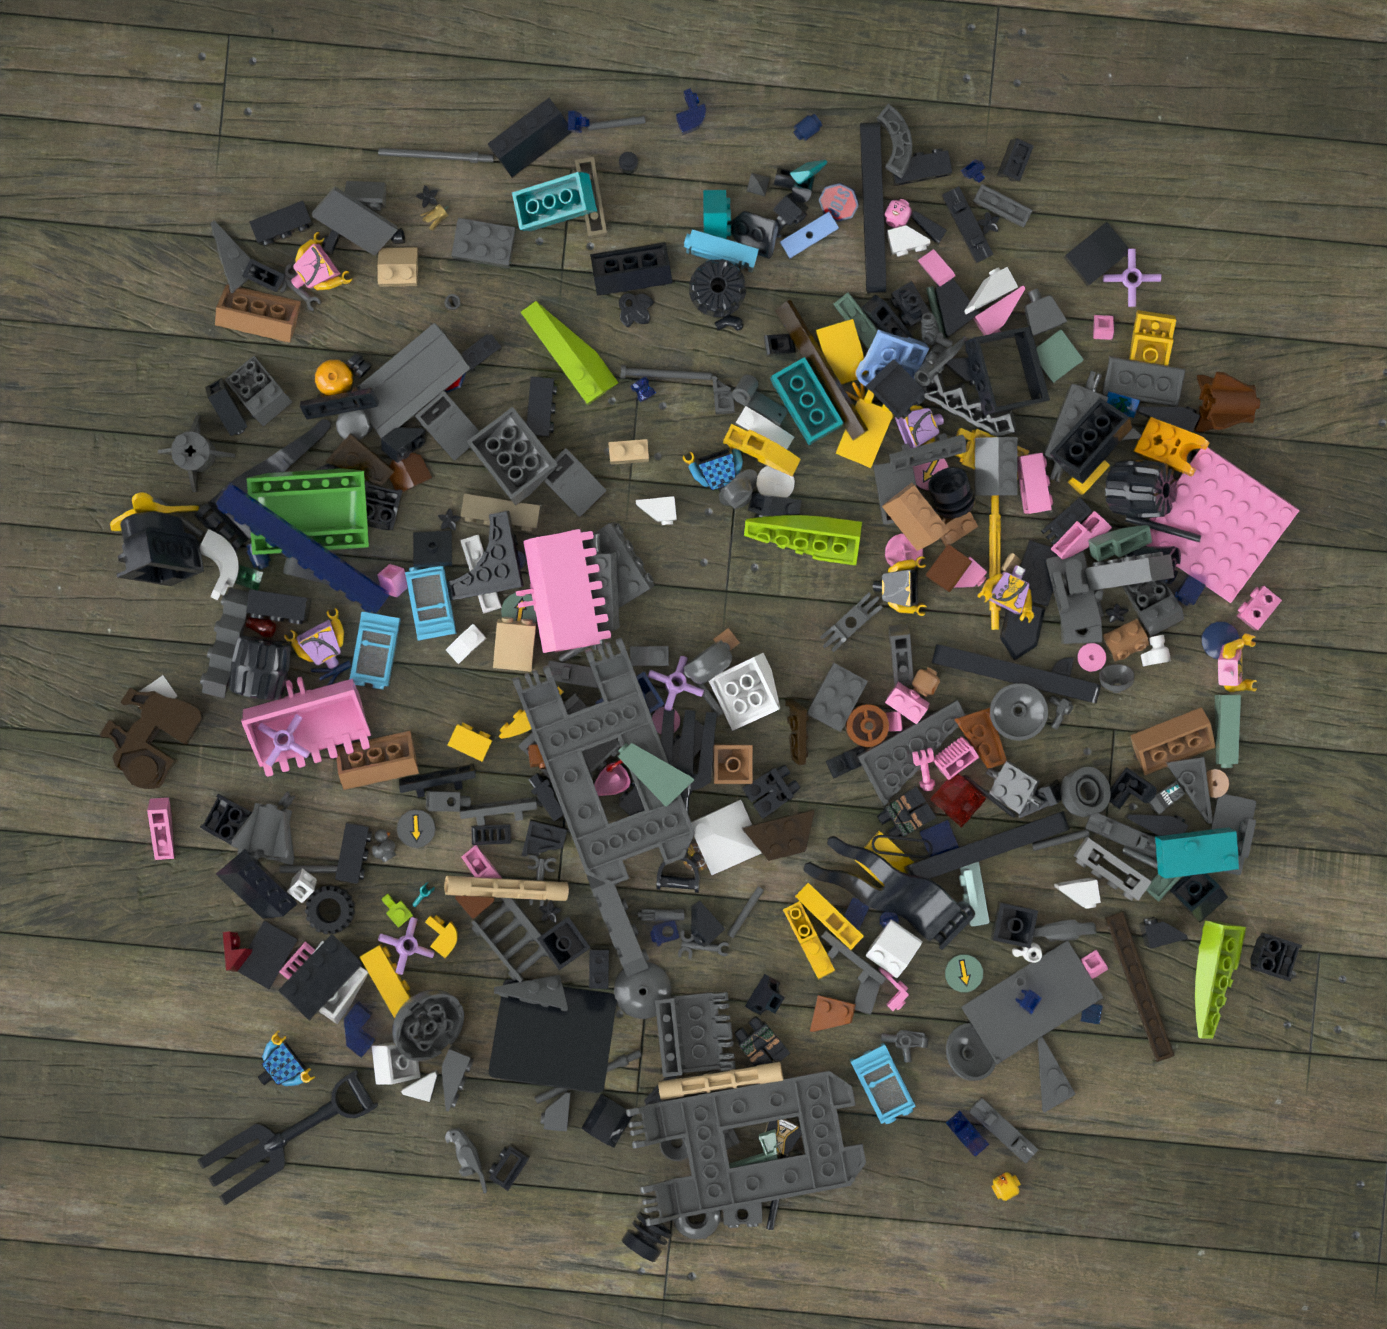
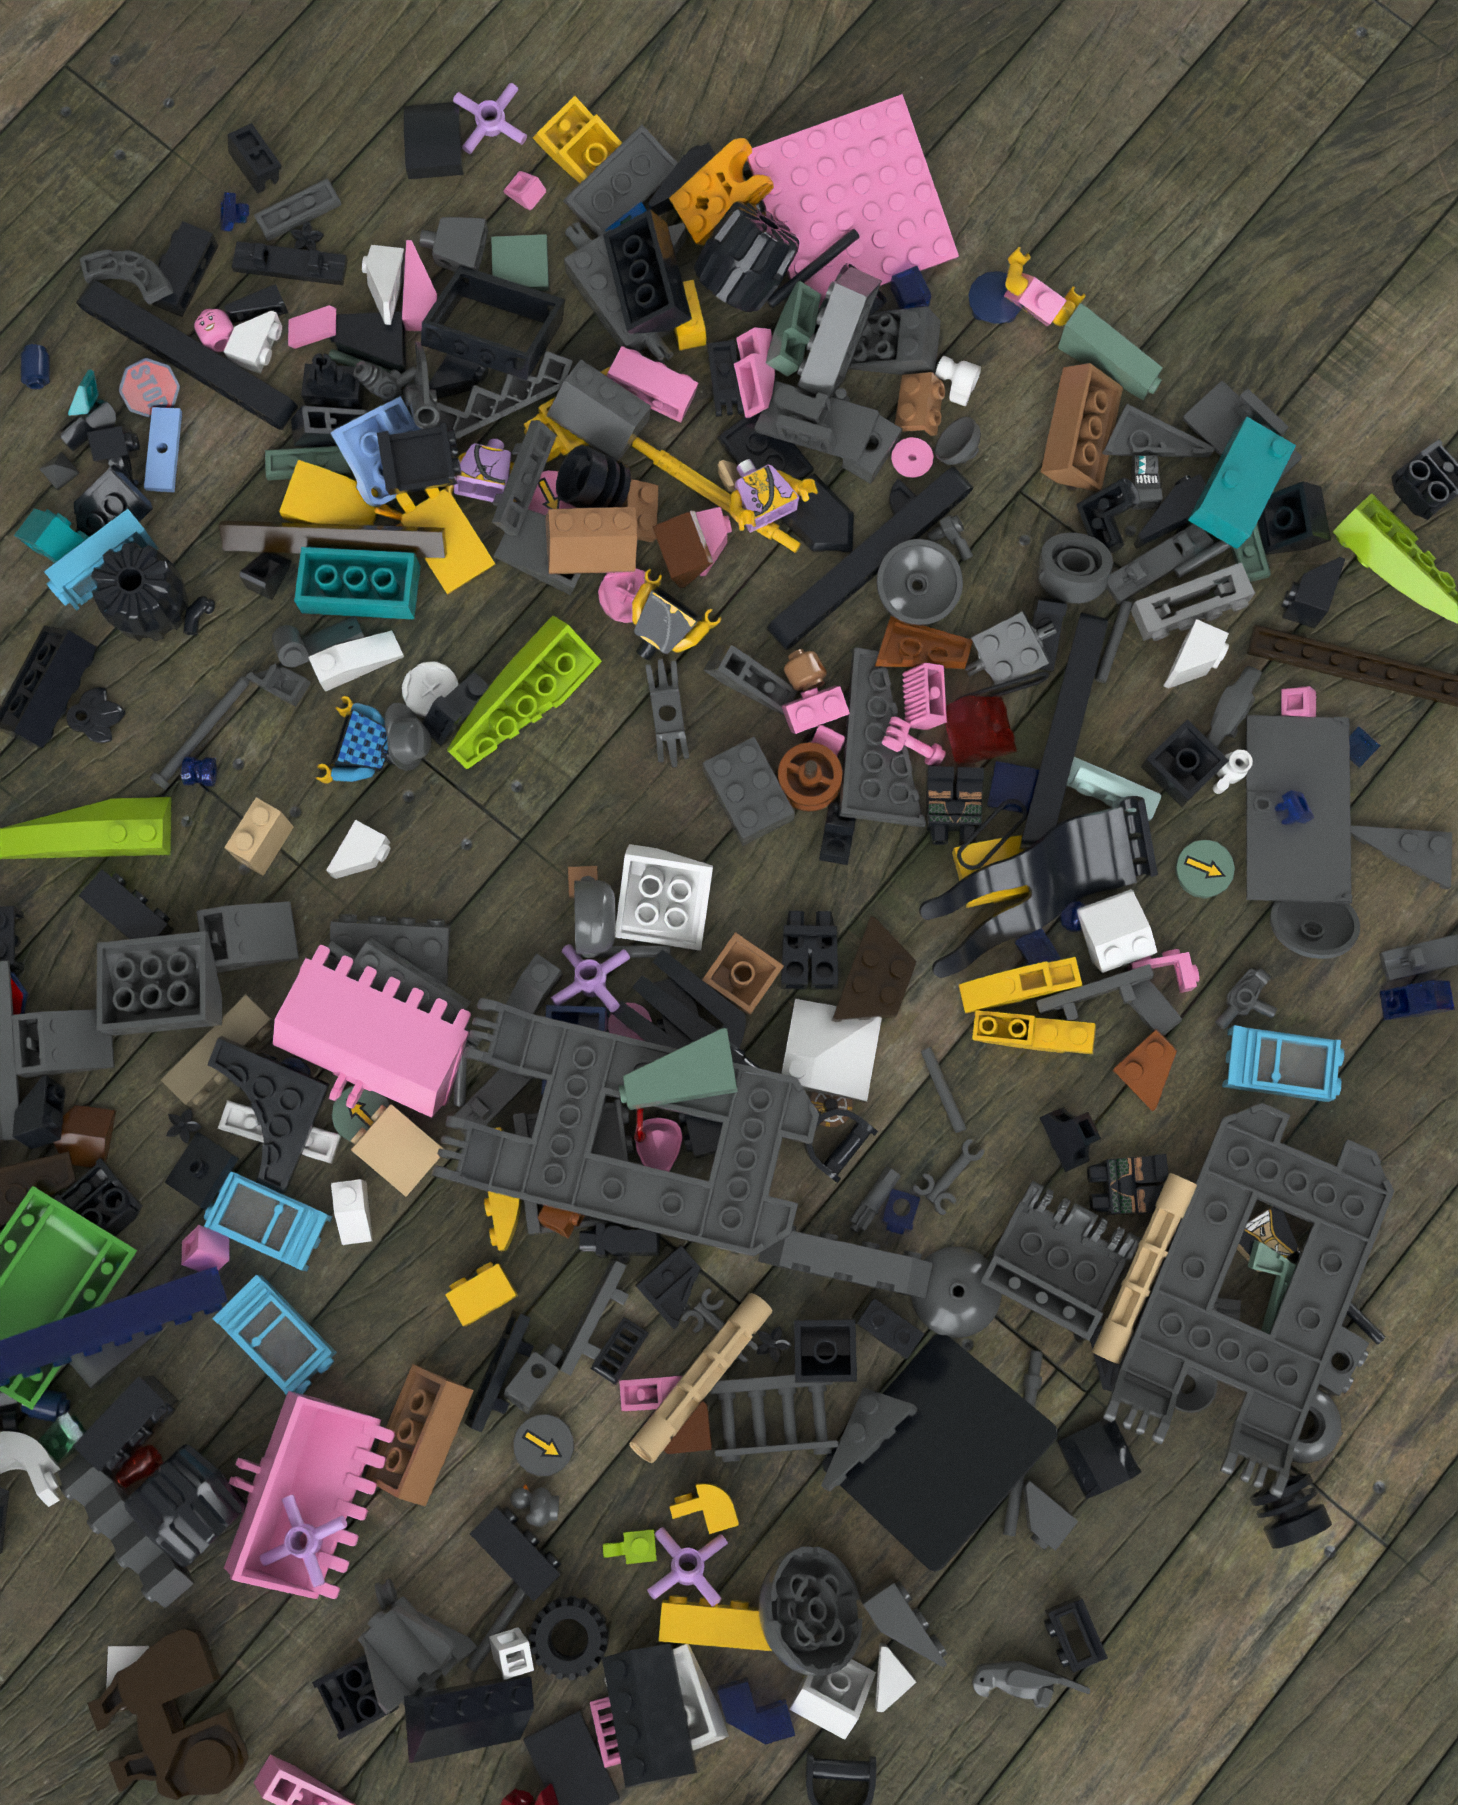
camera: 60 degrees left, 10 degrees down
(321, 642) = (214, 1401): torso -> none
(334, 671) = (266, 1408): dark blue plant -> none
(423, 892) = (634, 1493): teal hand -> none
(704, 925) = (924, 1152): black slope -> none
(762, 448) = (377, 670): yellow slope -> none
(799, 735) = (751, 861): dark brown wing -> none
(1116, 613) = (878, 394): black plant -> none
(1217, 783) = (1169, 409): piece -> none
(1225, 402) = (712, 99): reddish brown brick -> none
(1258, 607) = (986, 226): bright pink brick -> none

